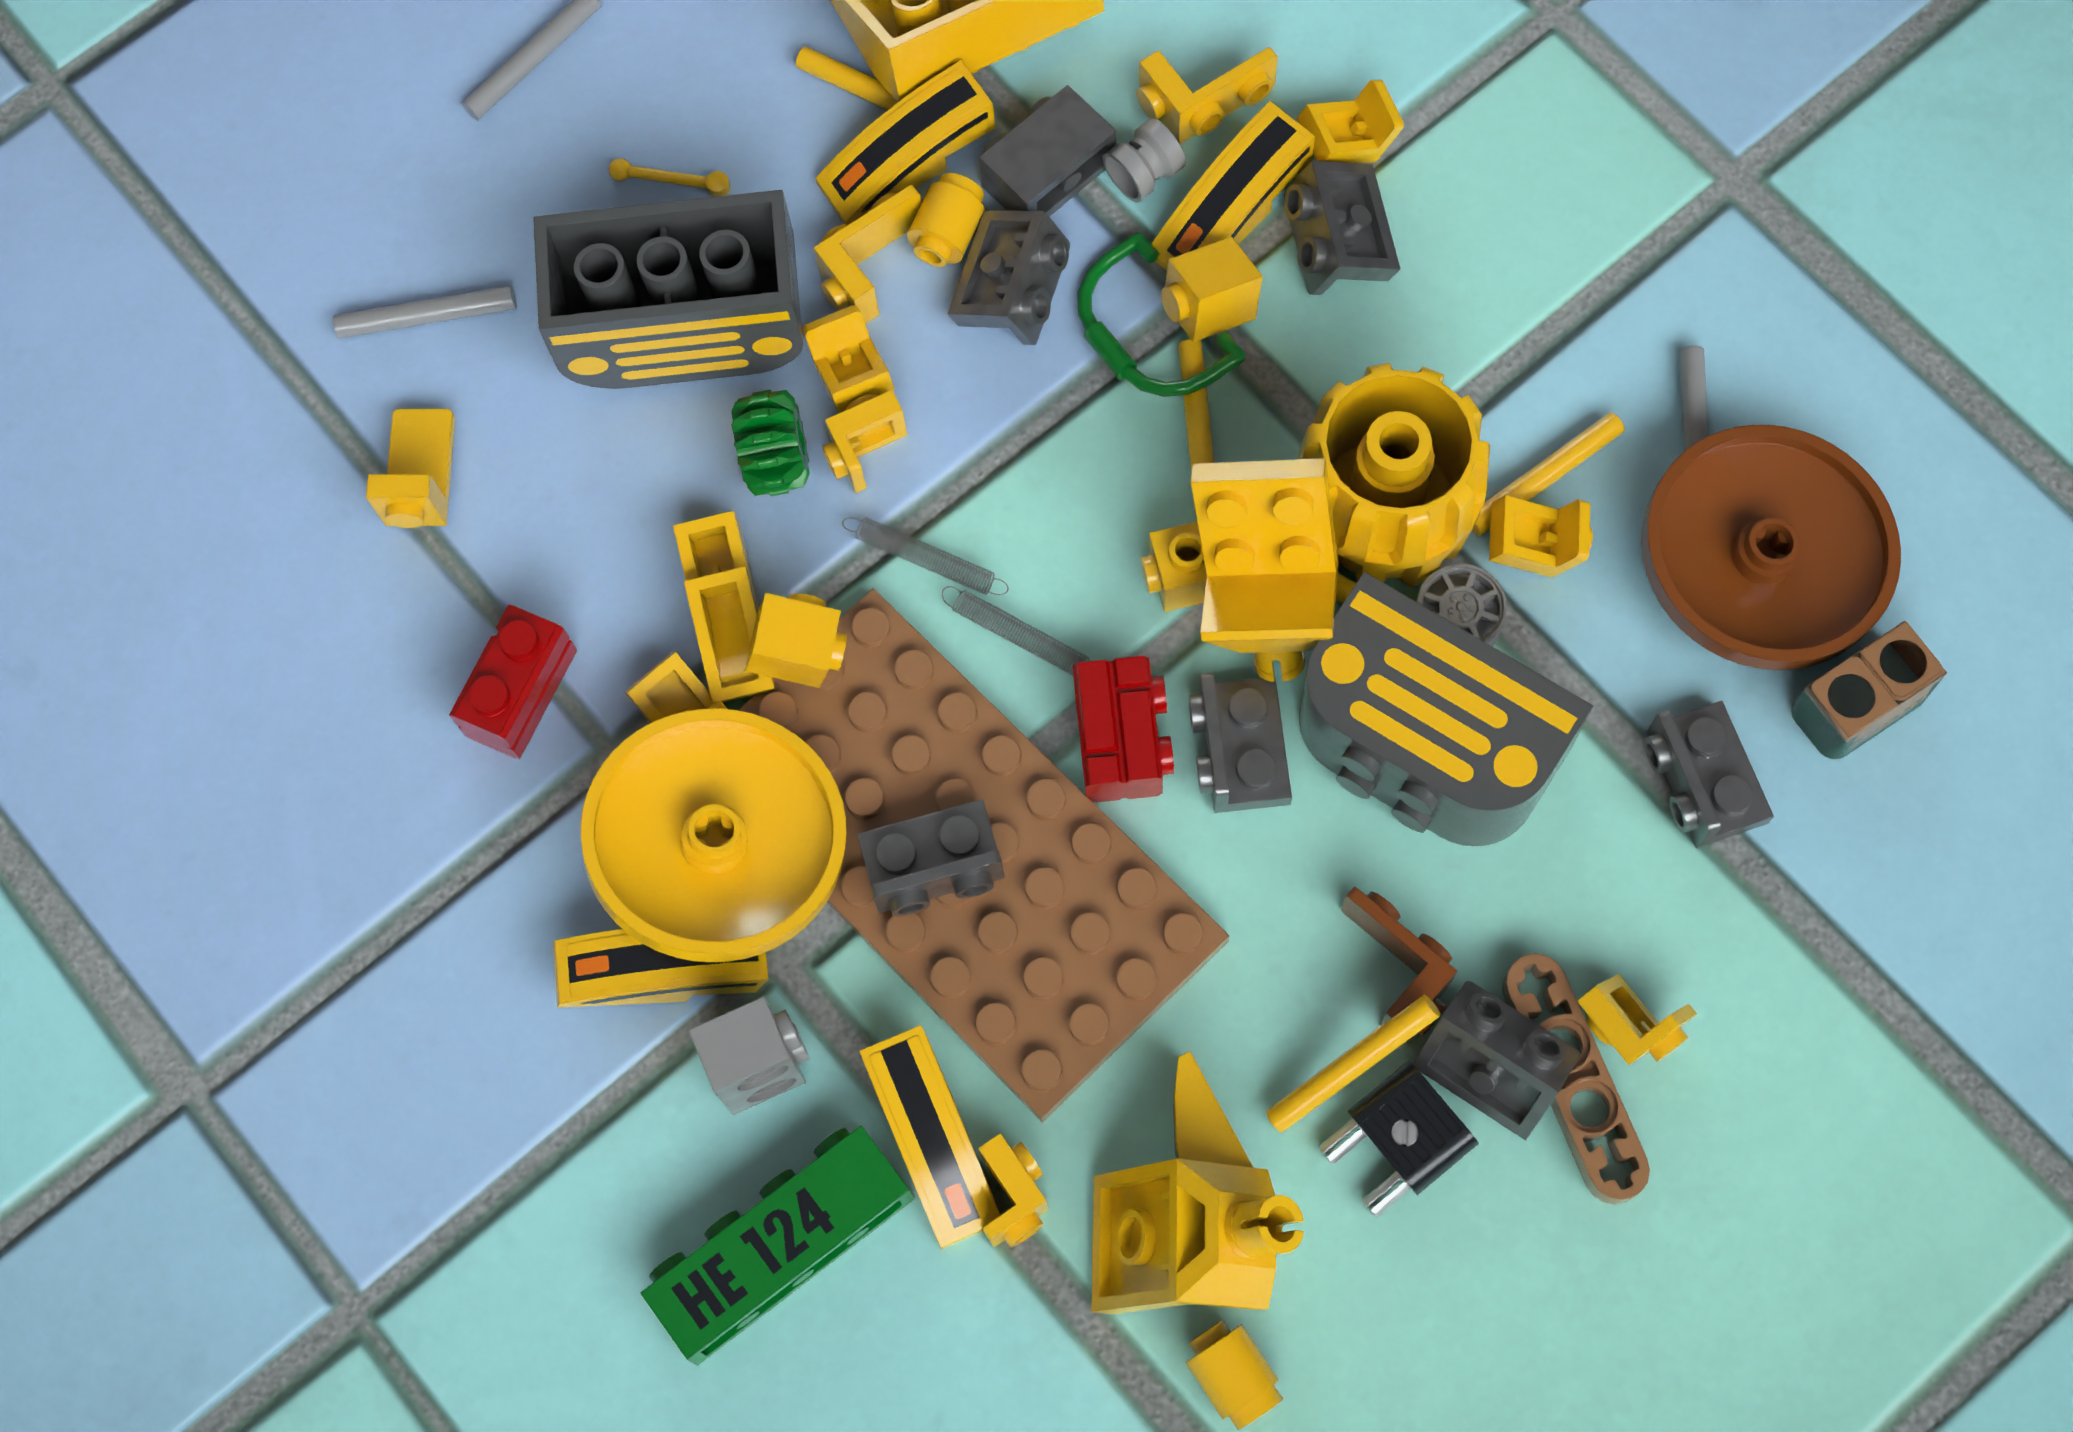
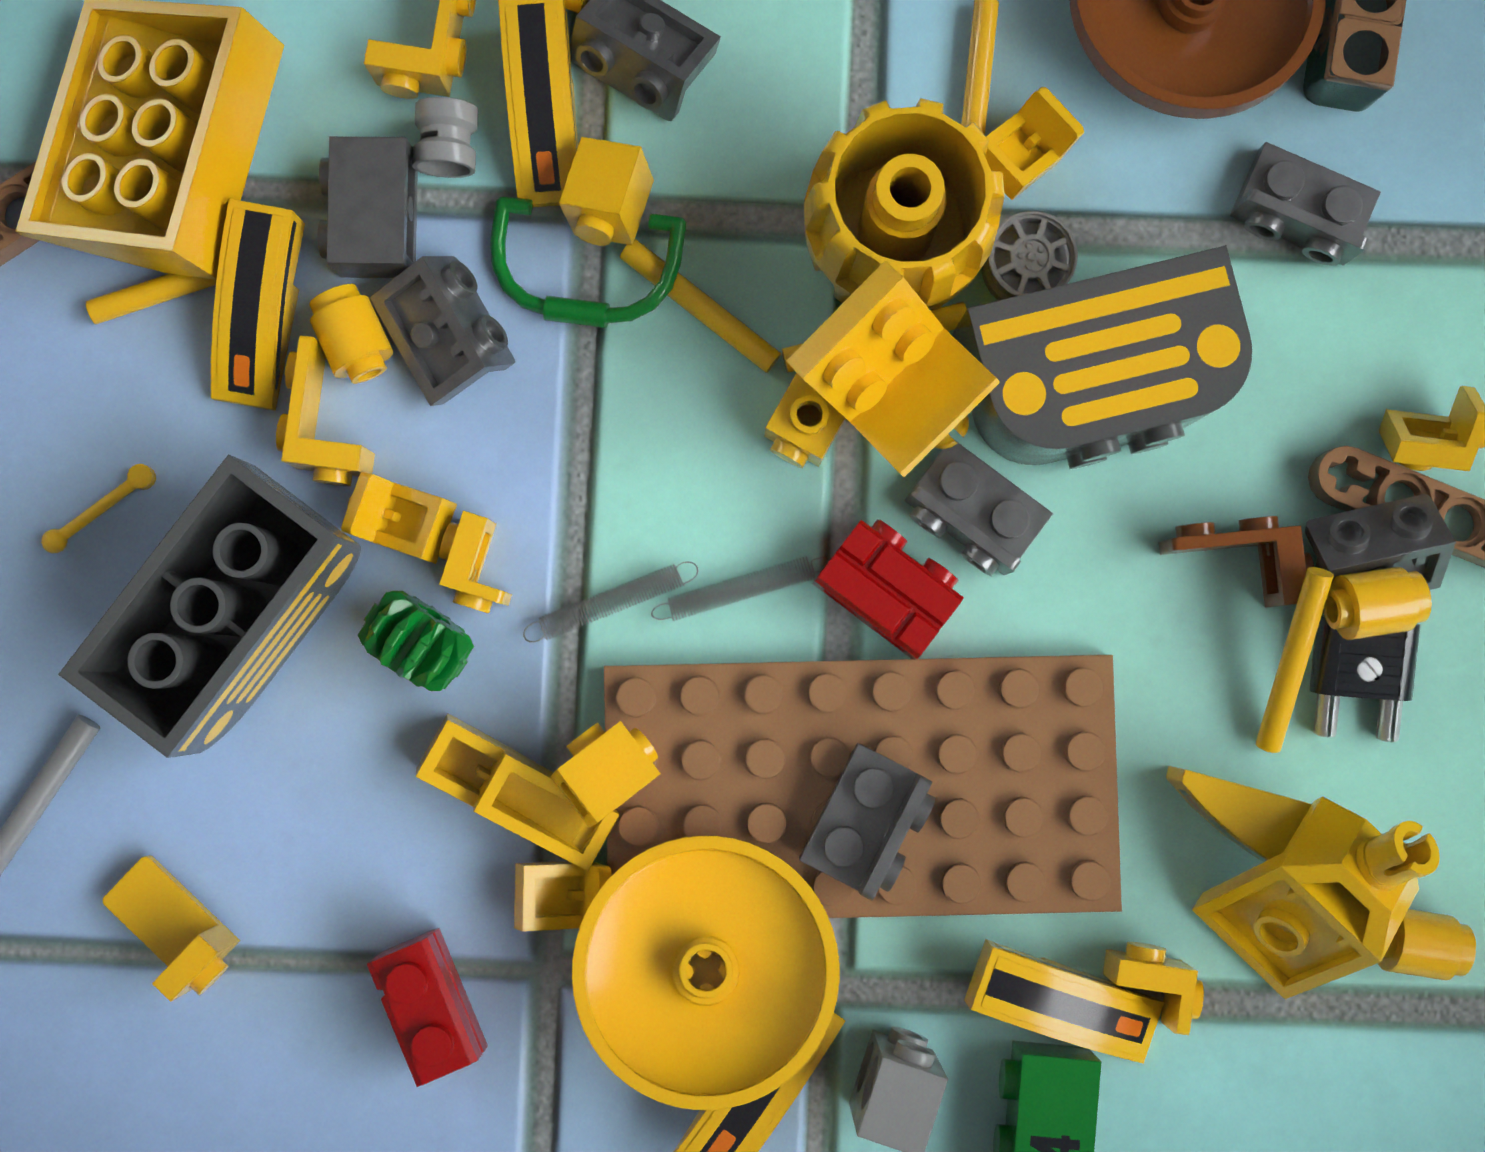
camera: 55 degrees left, 15 degrees up
(1453, 1075) = (1377, 602): none -> yellow brick

